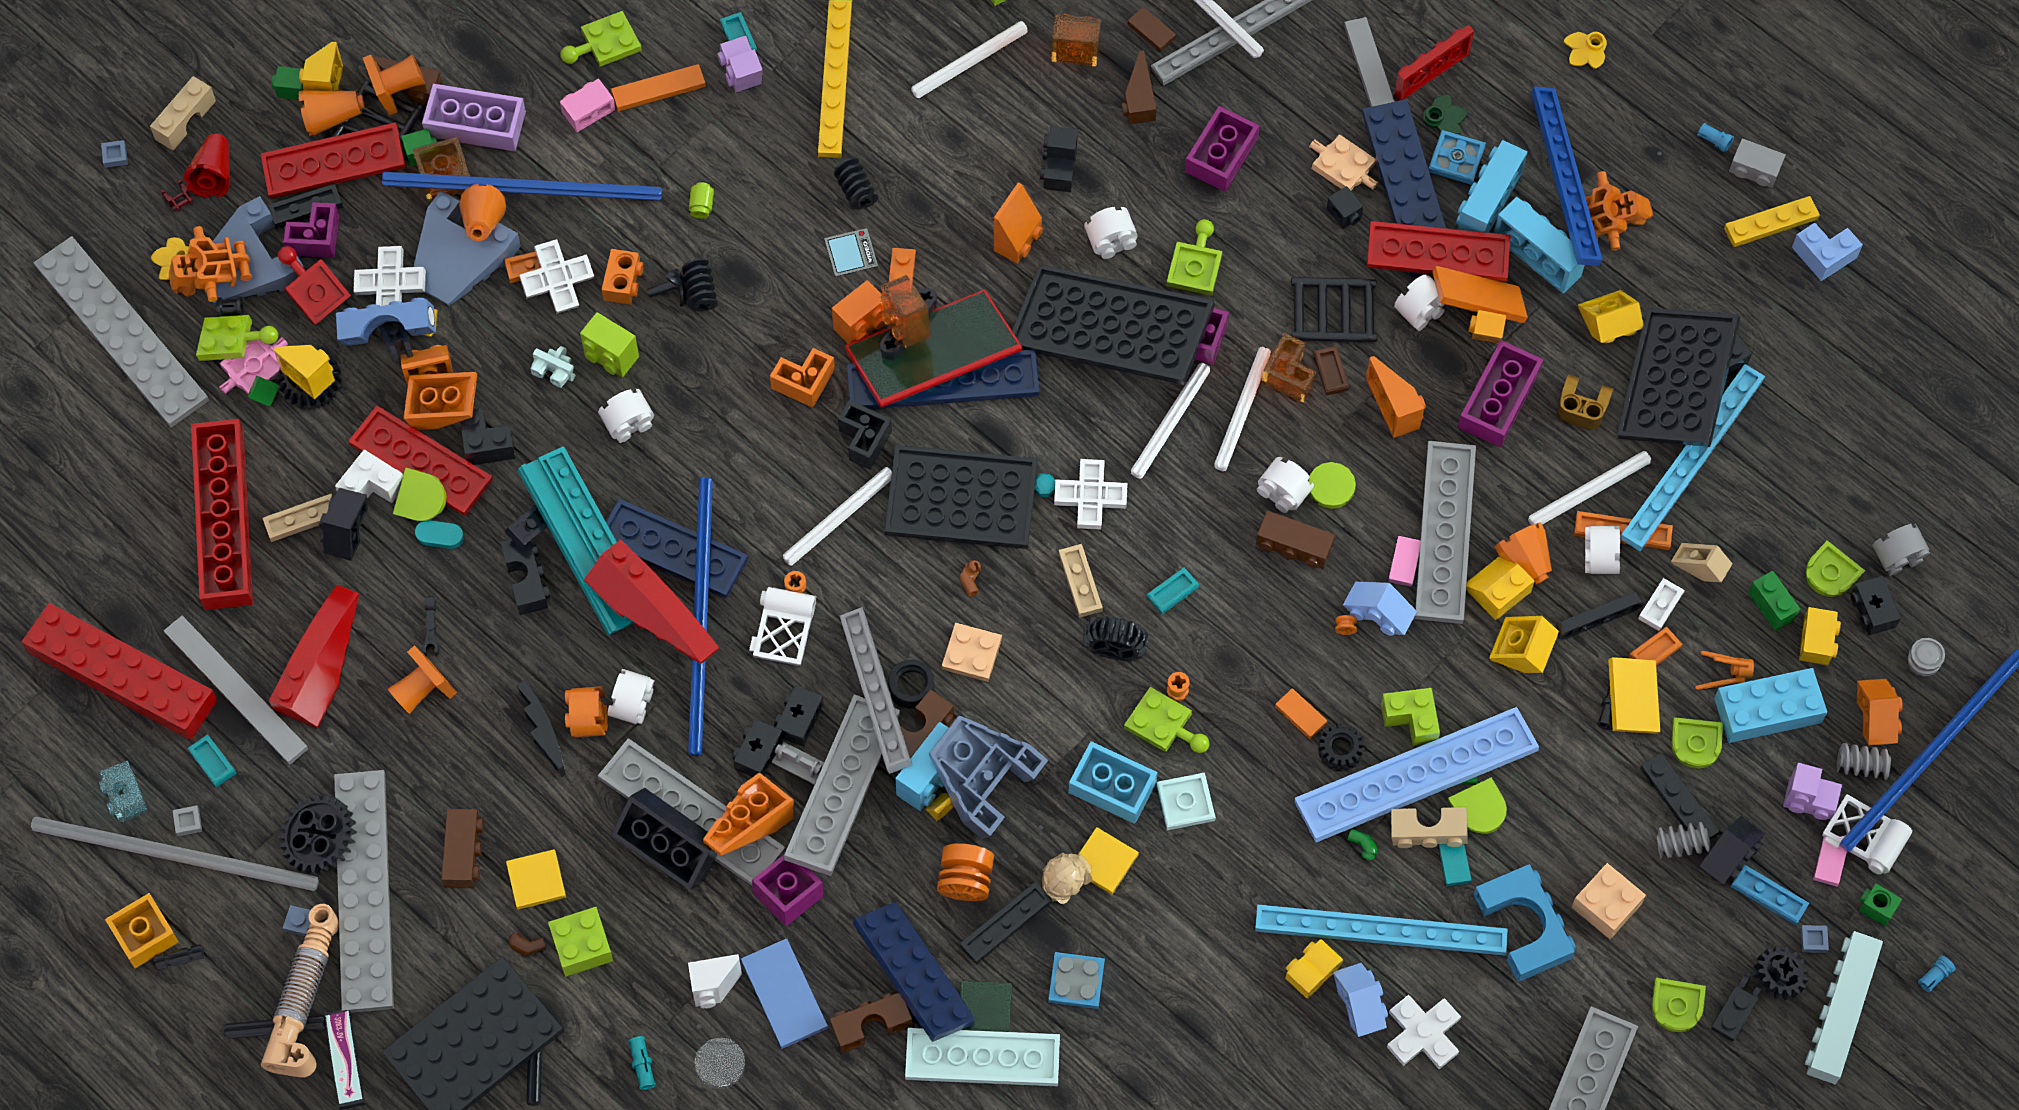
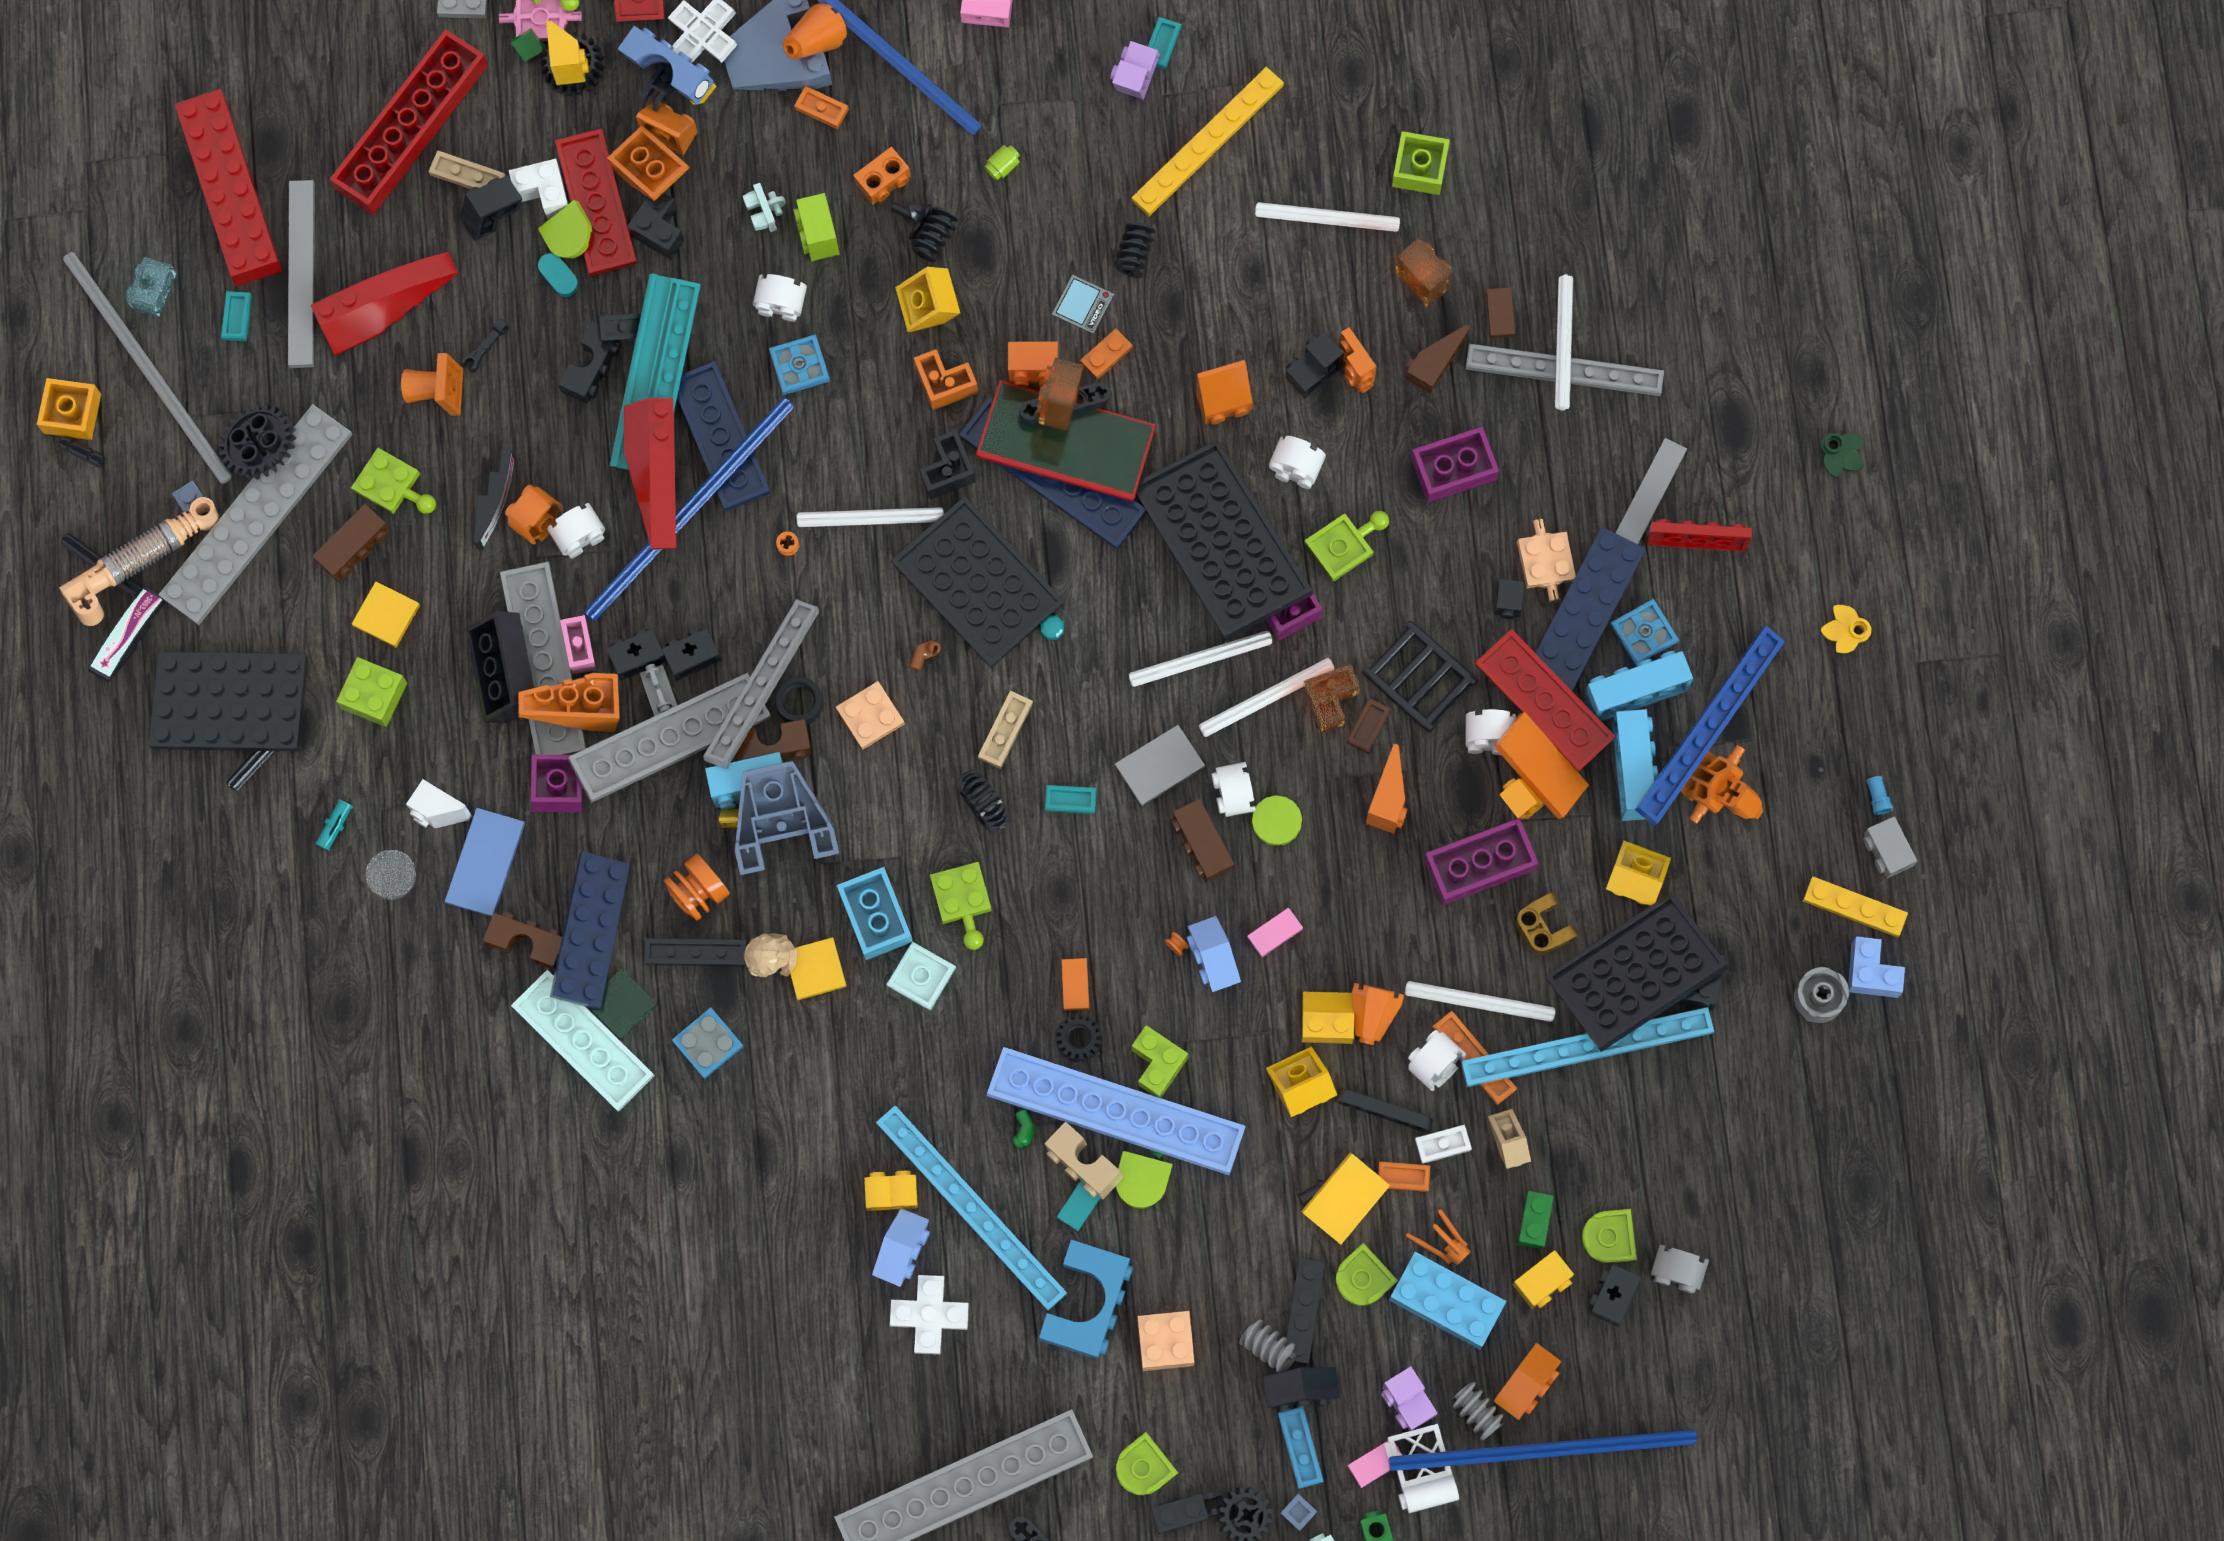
camera: 45 degrees right, 10 degrees up
(187, 821) = (176, 349): light grey plate -> none
(447, 782) = (389, 481): none -> lime plate
(524, 946) = (330, 660): reddish brown arm -> none
(556, 276) = (830, 134): white plate -> none
(658, 87) = (1058, 36): orange tile -> none
(684, 452) = (799, 364): none -> dark azure piece
(709, 776) = (578, 645): none -> bright pink brick
(736, 334) = (927, 299): none -> yellow slope
(785, 606) = (761, 556): white piece -> none
(1090, 494) = (1079, 666): white plate -> none
(1092, 133) = (1359, 366): none -> orange plate
(1172, 690) = (997, 872): orange bush -> none
(1213, 515) = (1159, 765): none -> light grey tile
(1445, 532) = (1328, 936): light grey plate -> none
(1448, 115) = (1674, 590): dark green plate -> none
(1810, 293) = (1828, 983): none -> light grey brick
(1926, 657) = (1614, 1372): light grey wheel -> none

